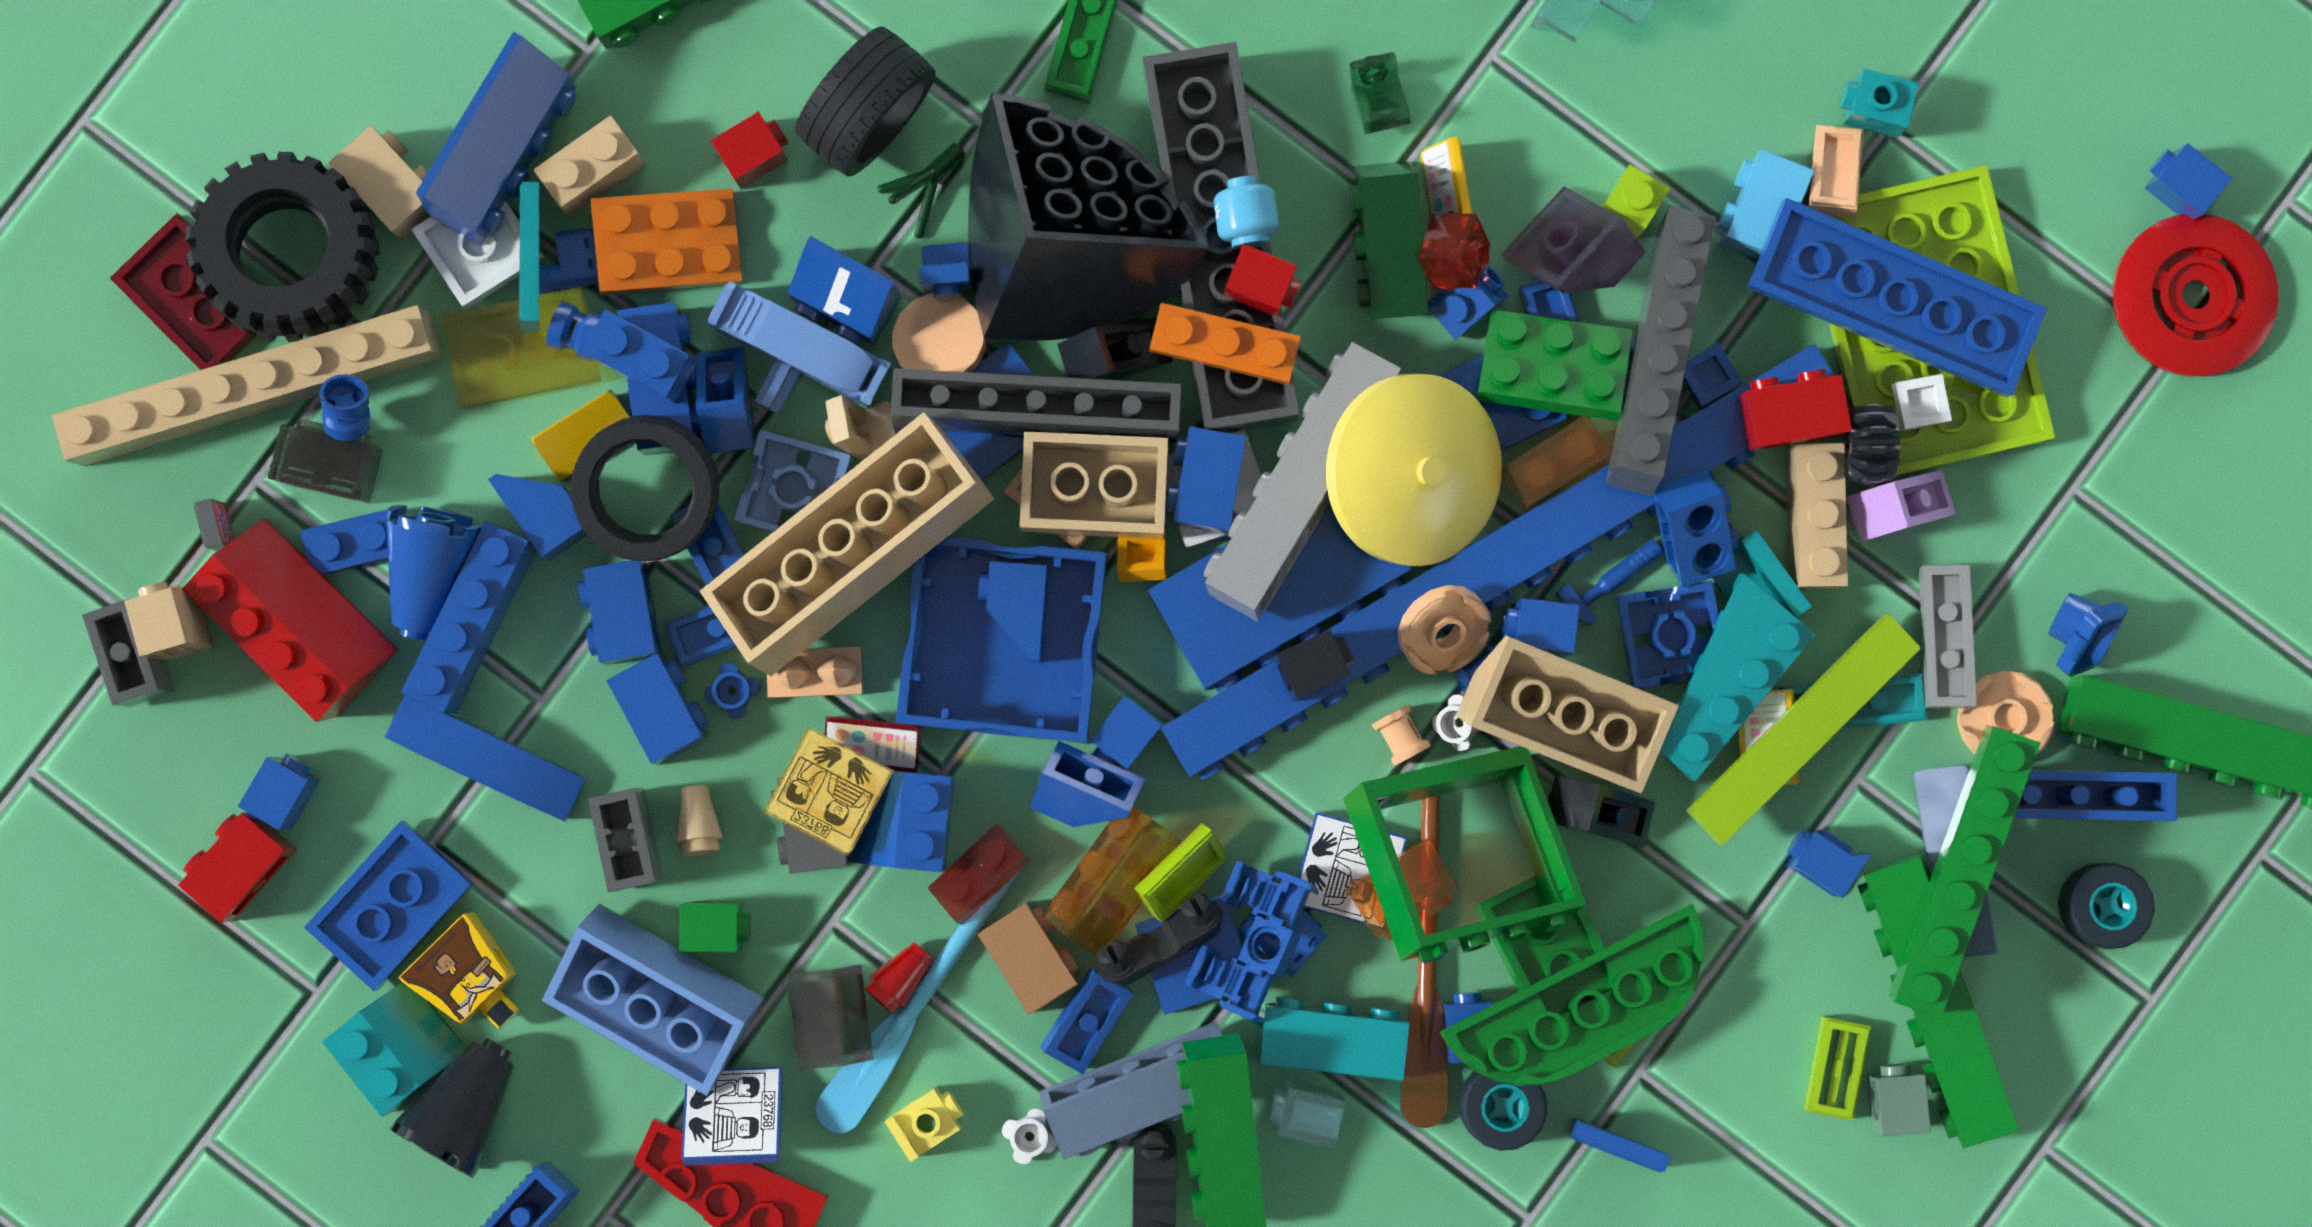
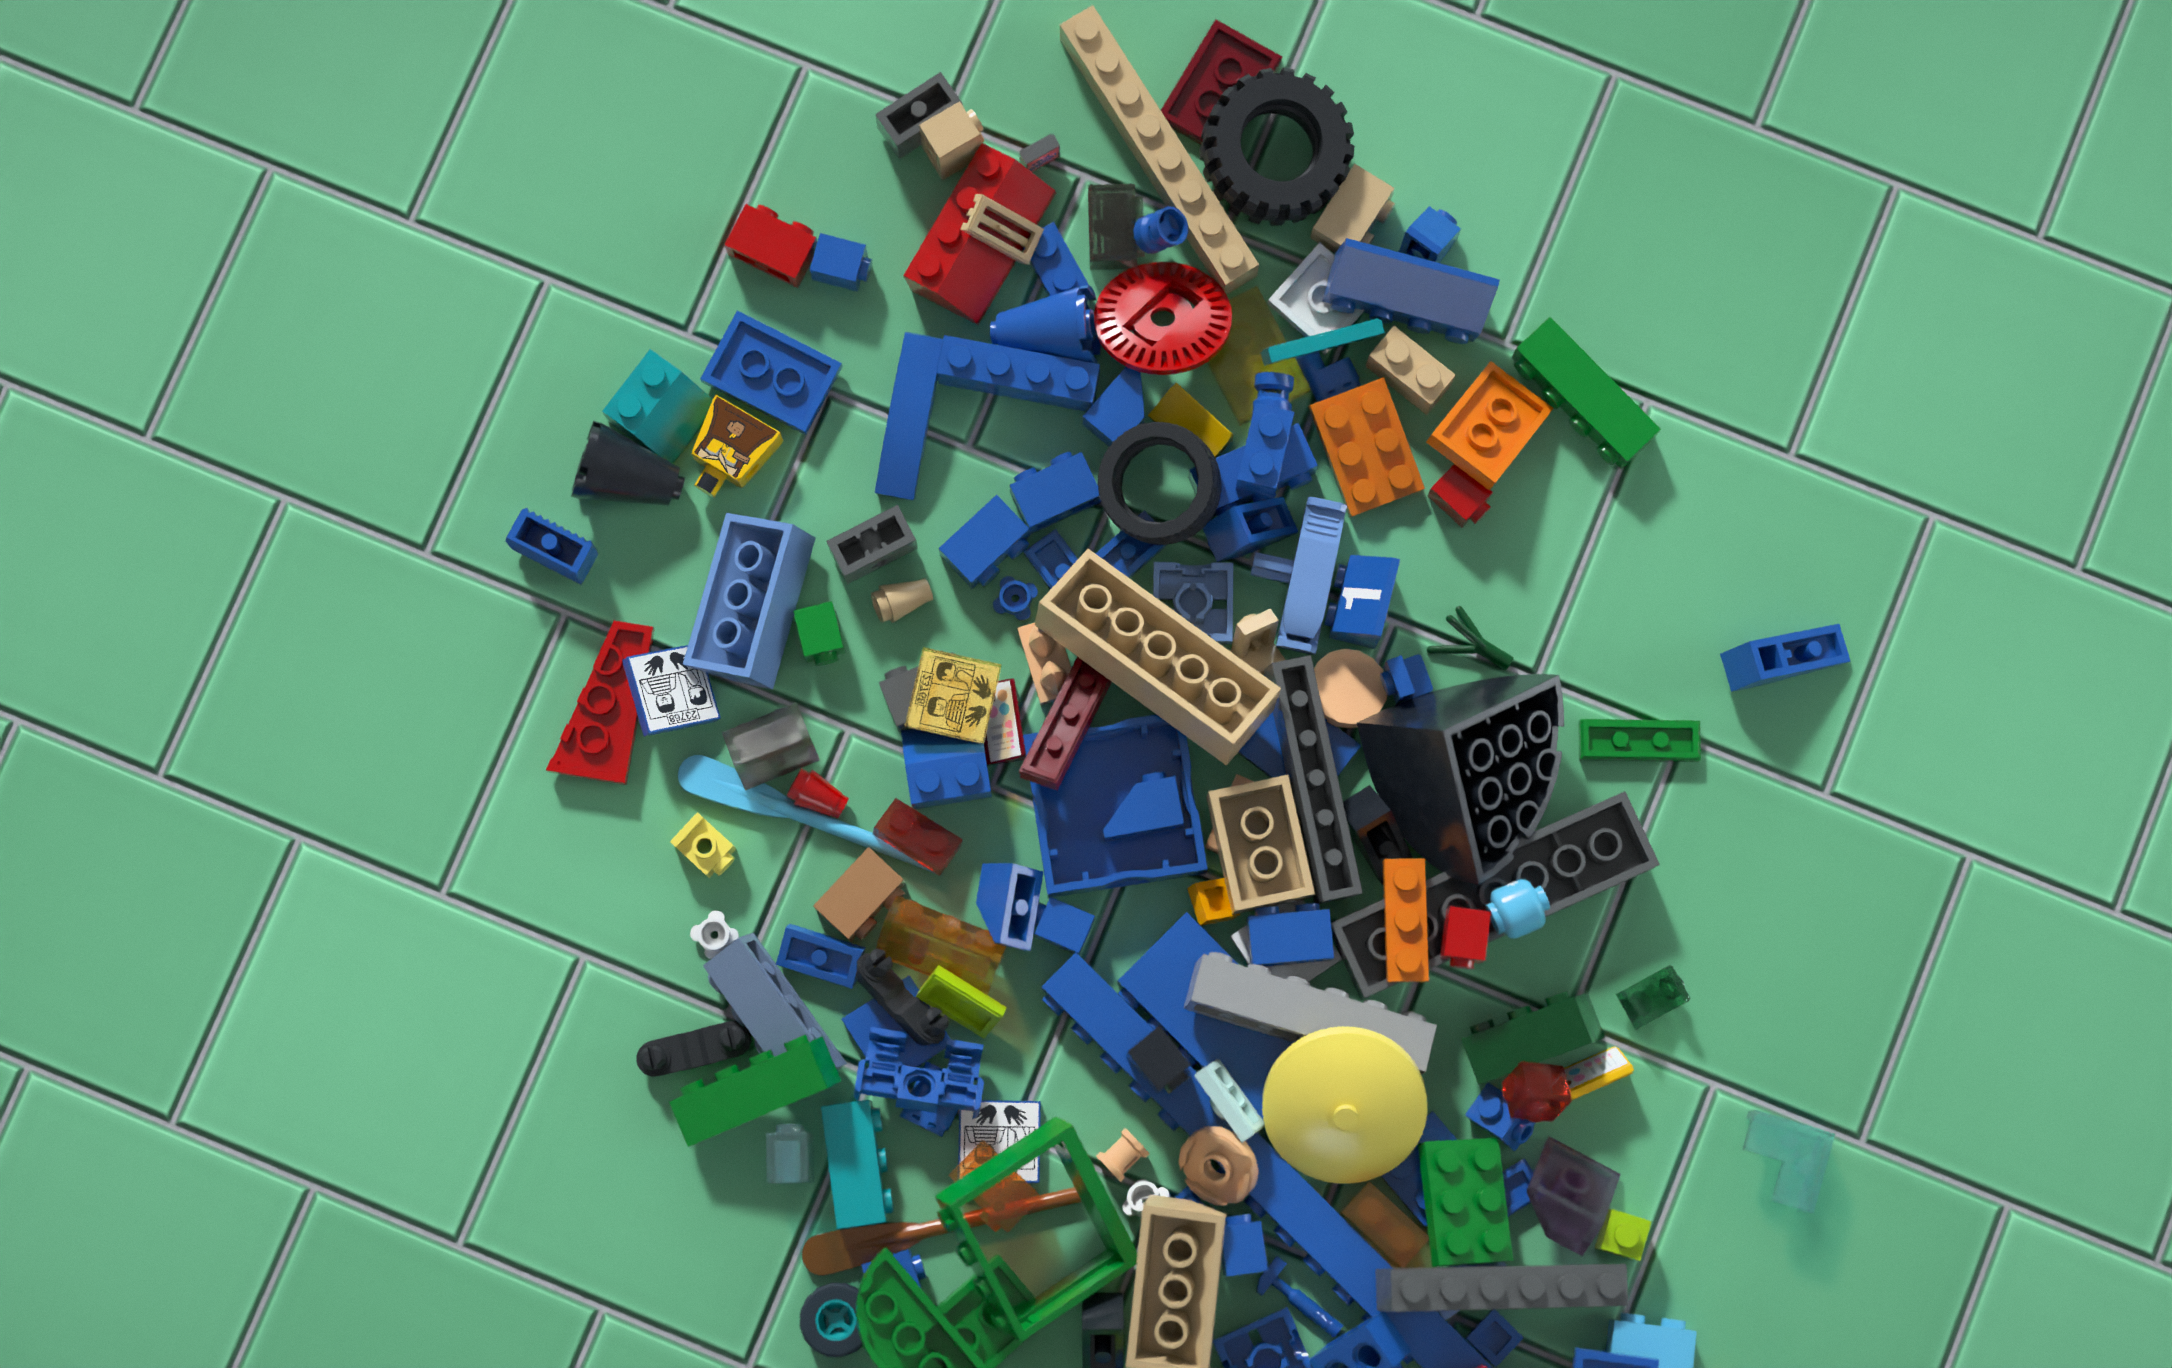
camera: 75 degrees right, 5 degrees down
(269, 617) = (976, 216): none -> tan tile
(411, 430) = (1161, 286): none -> red piece
(438, 98) = (1430, 235): none -> blue slope
(680, 93) = (1489, 425): none -> orange plate
(865, 101) = (1524, 575): black tyre -> none
(899, 671) = (1065, 726): none -> dark red tile
(1376, 597) = (1229, 1100): none -> light aqua plate

